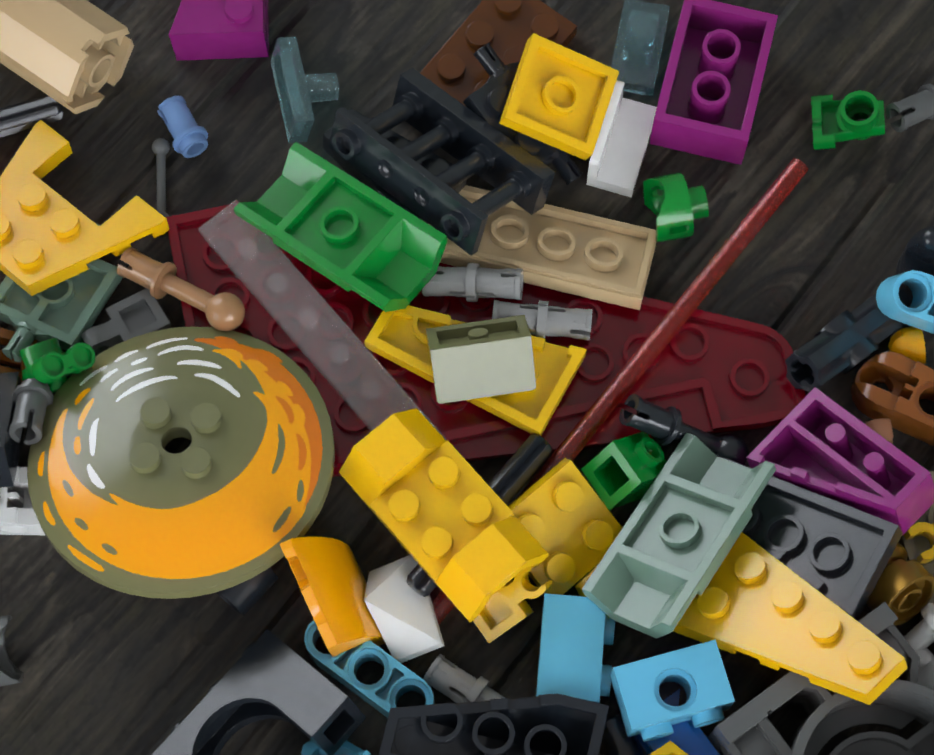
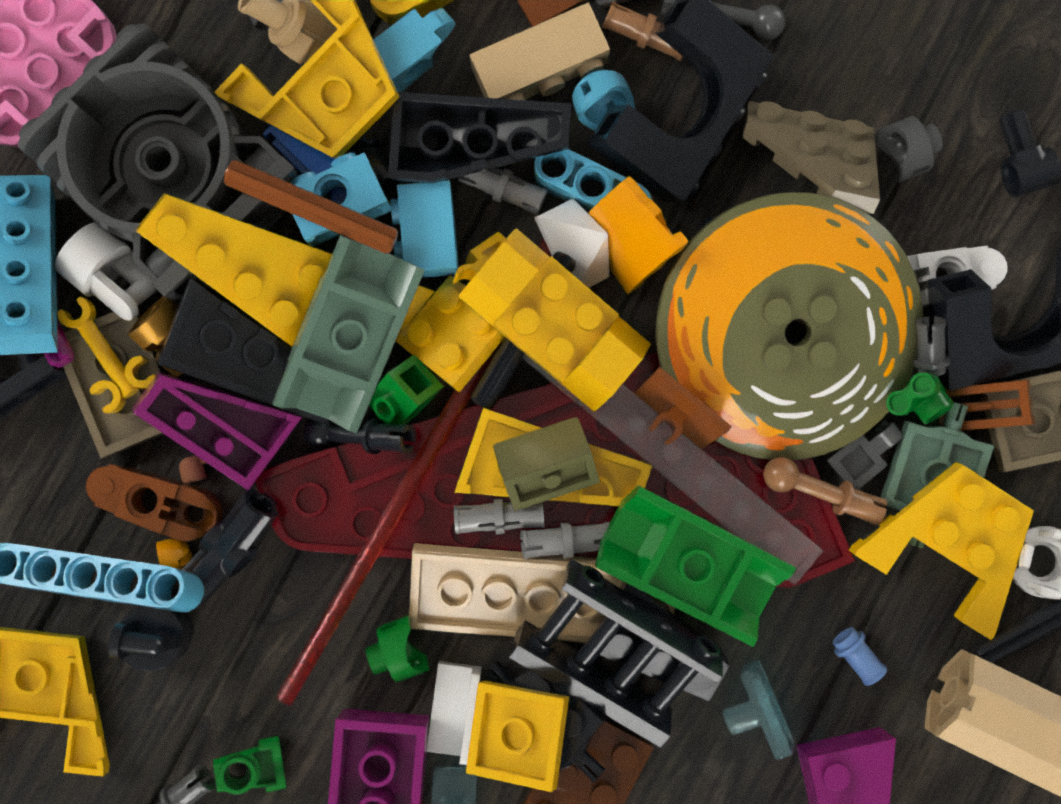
camera: 165 degrees right, 15 degrees up
(96, 660) = (825, 150): none -> dark tan plate
(161, 147) = (874, 633): dark grey hinge -> none
(326, 383) = (680, 410): none -> dark orange piece
(703, 670) = (310, 206): none -> dark orange axle

